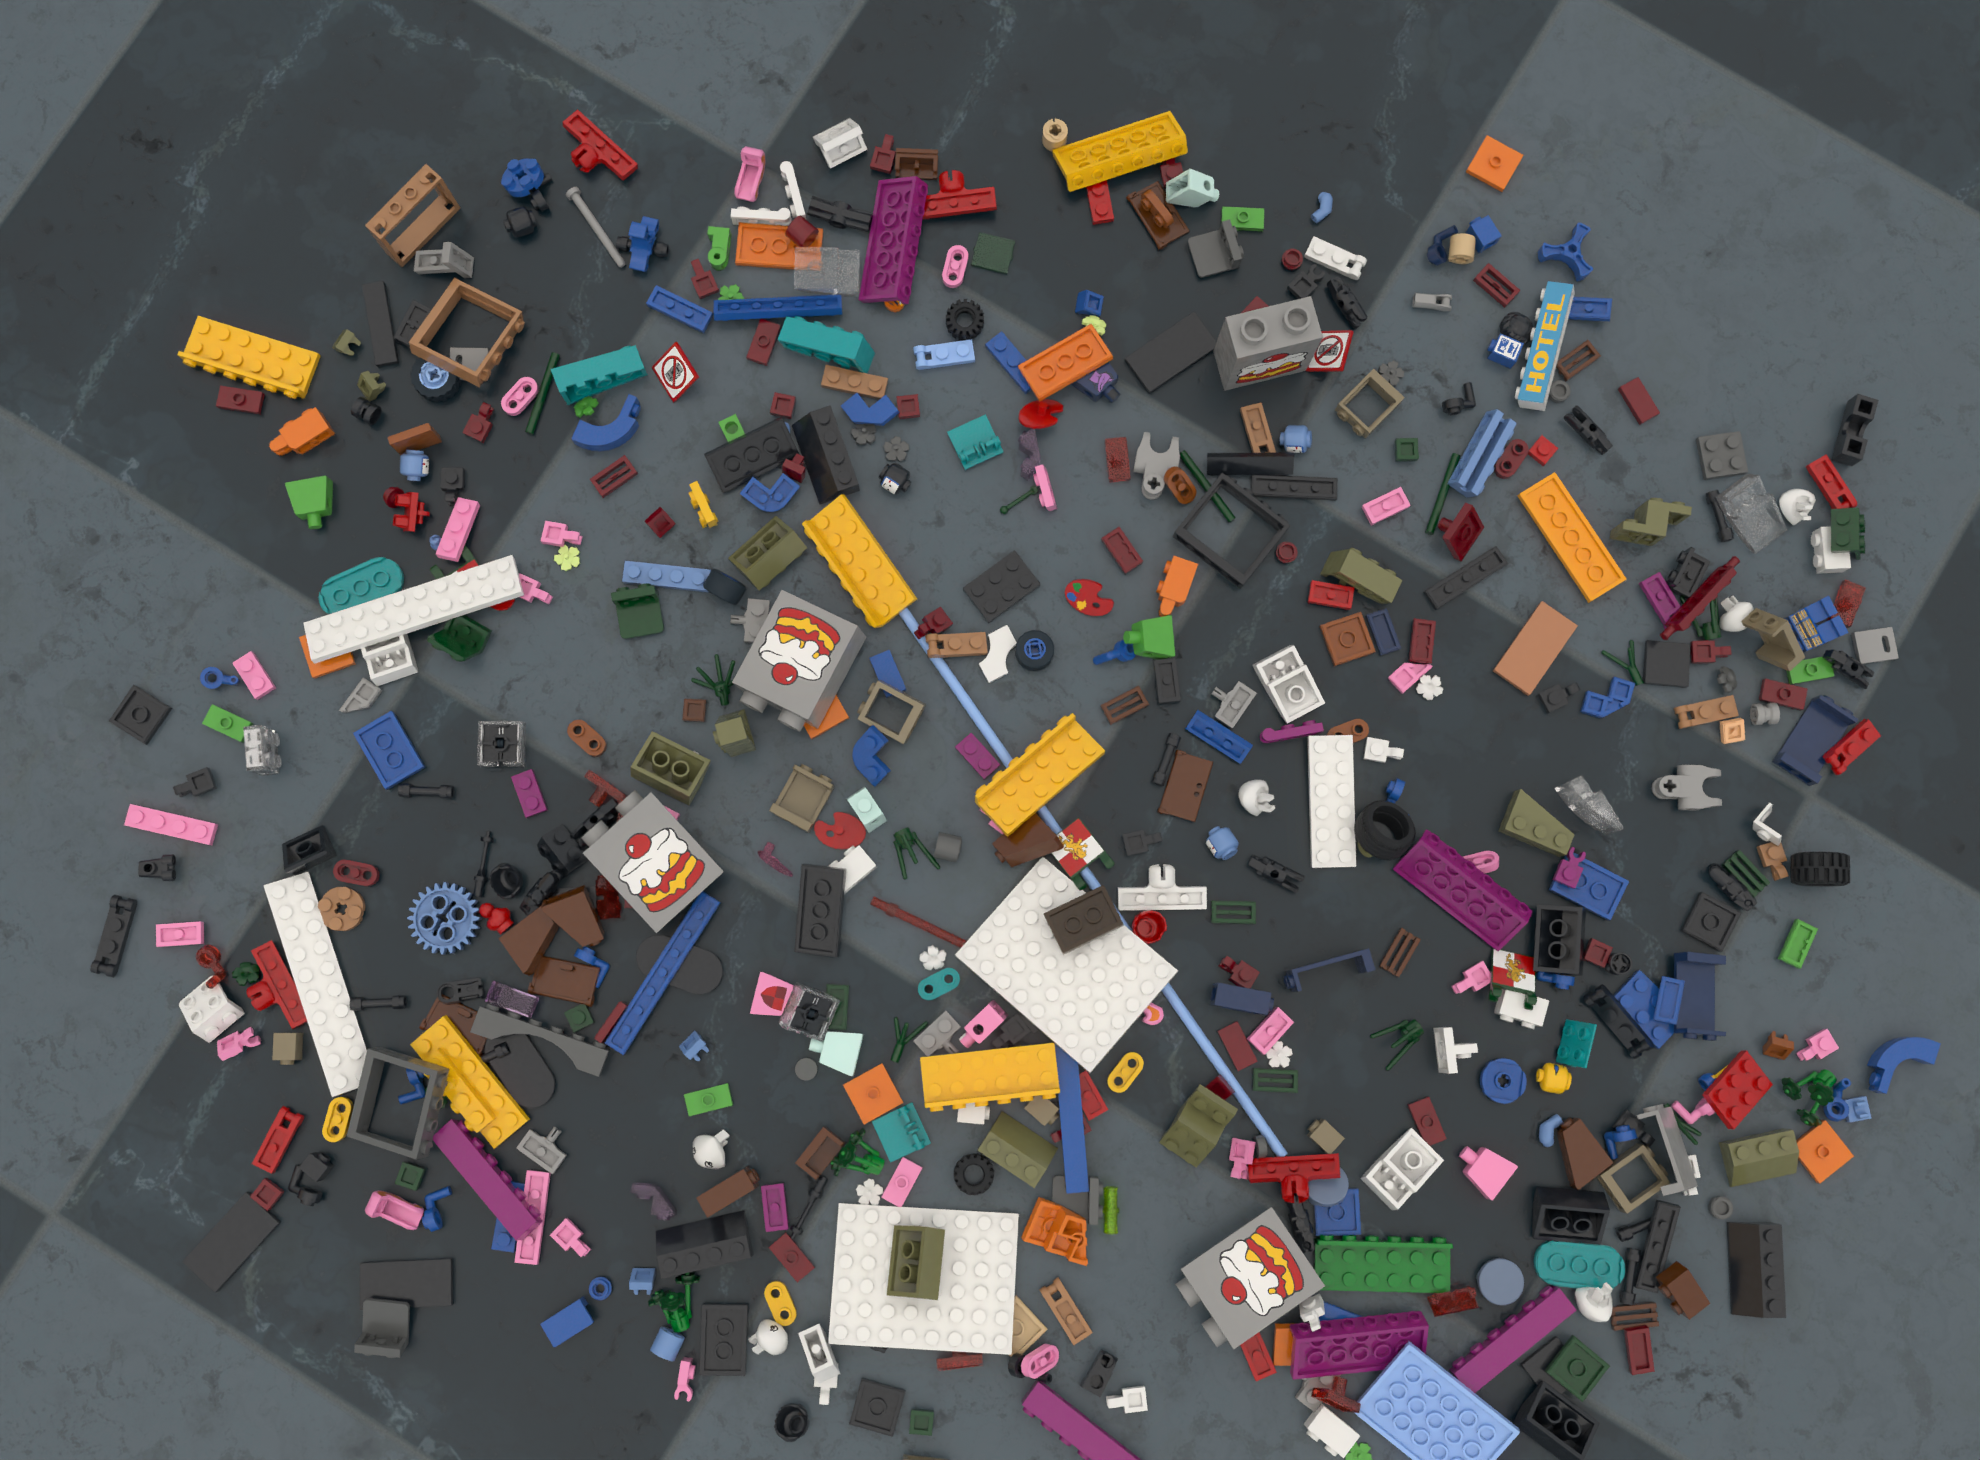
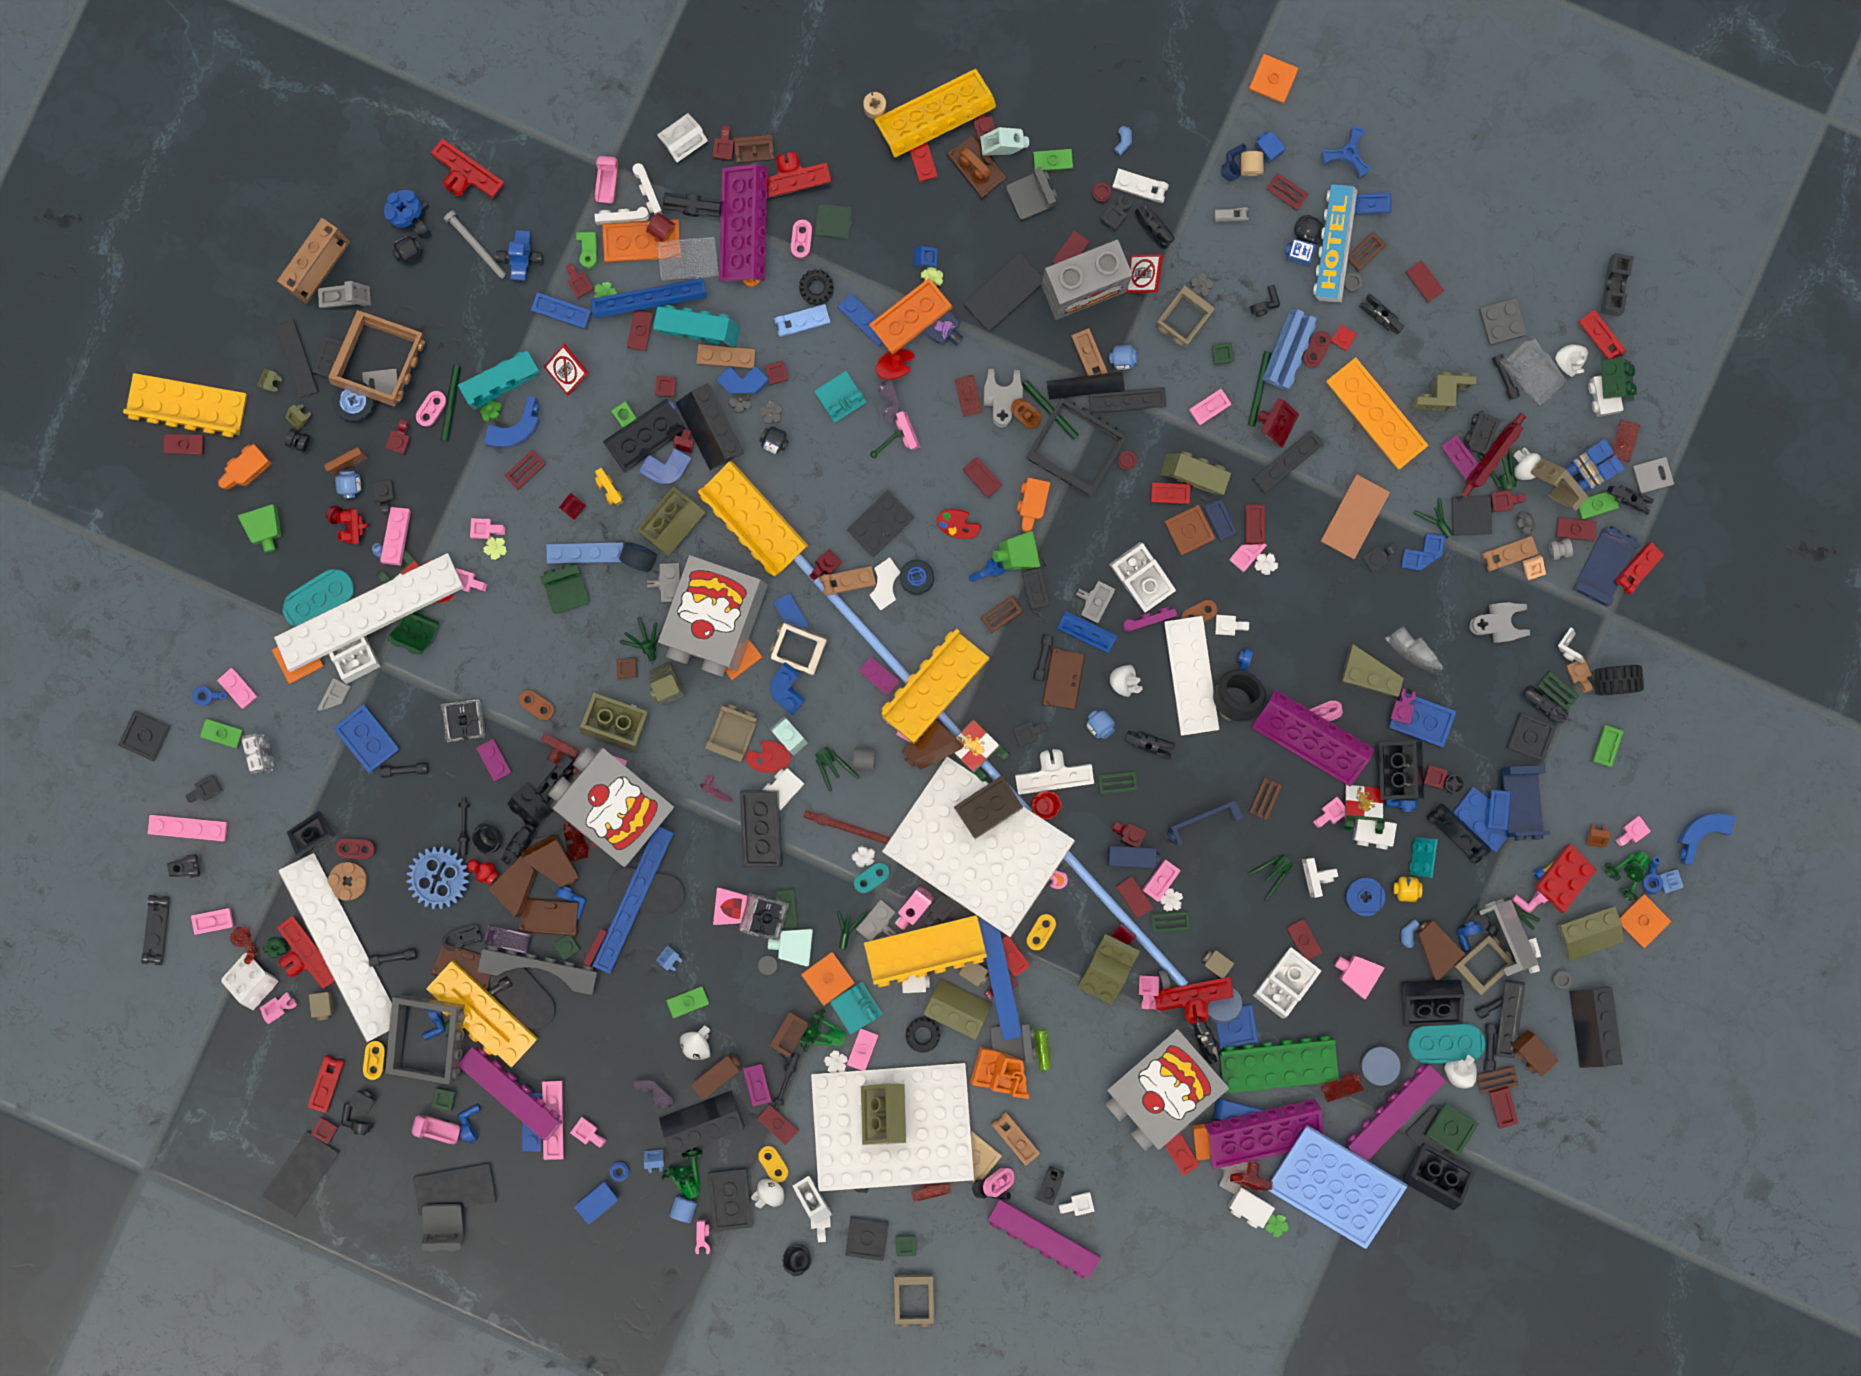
camera: 10 degrees left, 5 degrees up
(543, 1149) = (553, 1062): light grey plate -> none
(1311, 1310) = (1221, 1109): white plate -> none

